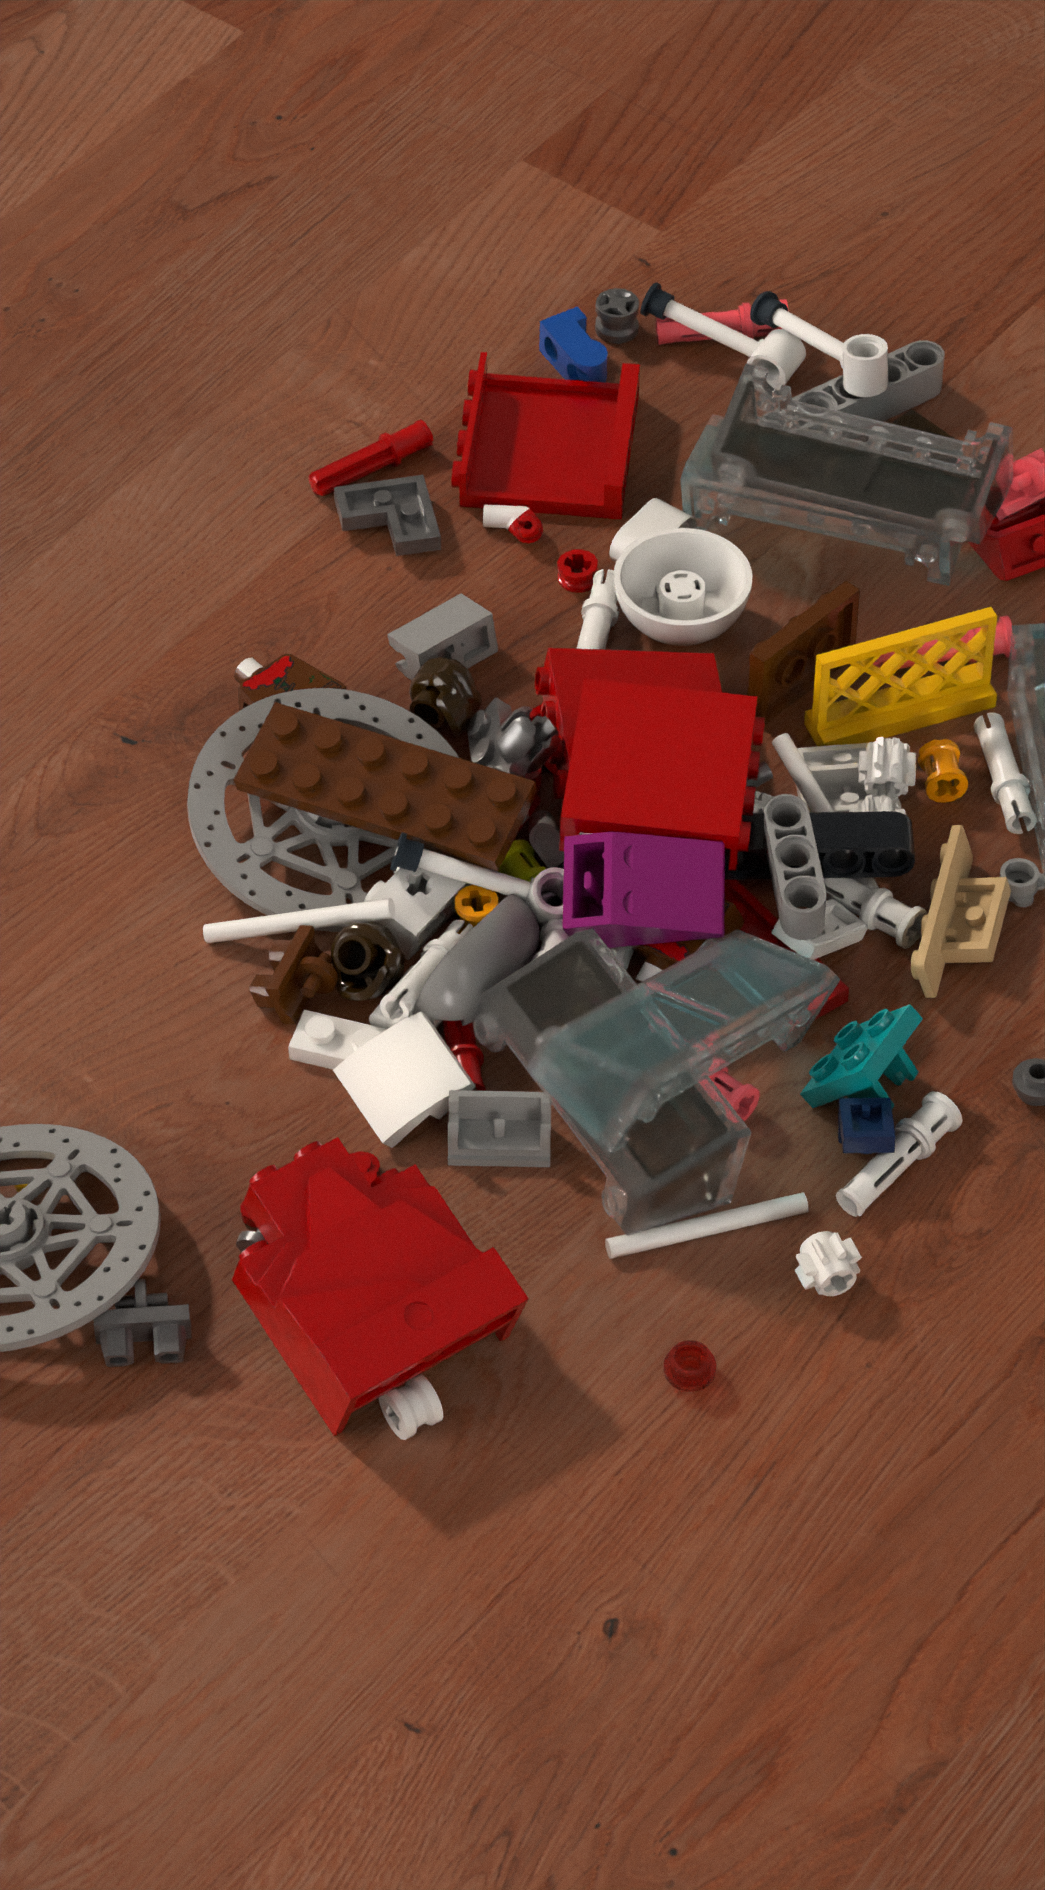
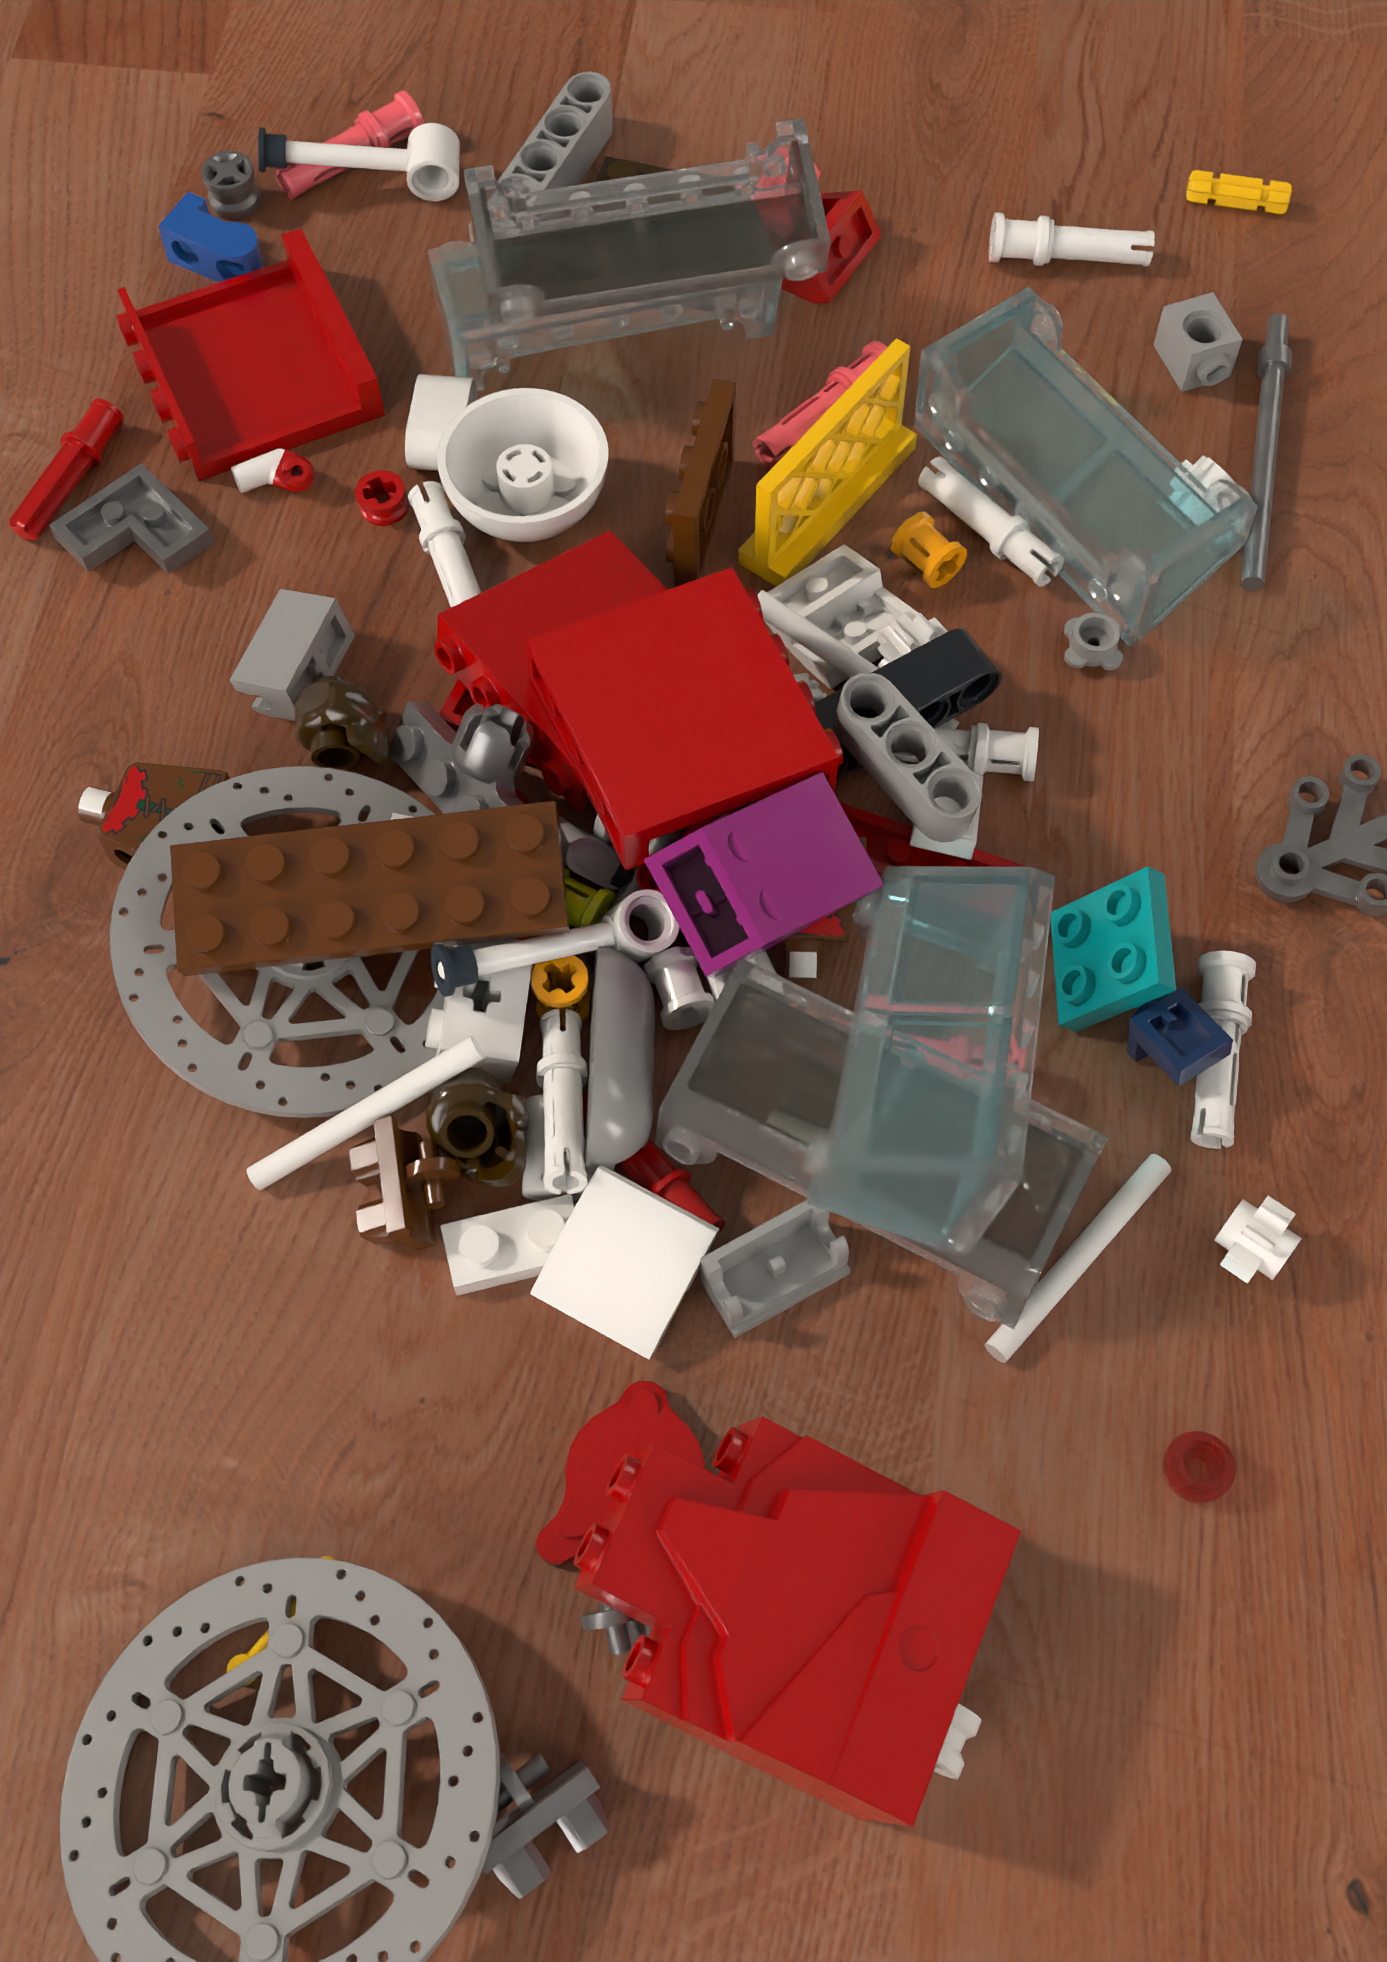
camera: 30 degrees left, 15 degrees up
(861, 356) = (542, 119): white piece -> none
(887, 768) = (887, 578): white gear -> none
(962, 915) = (1083, 713): tan bracket -> none

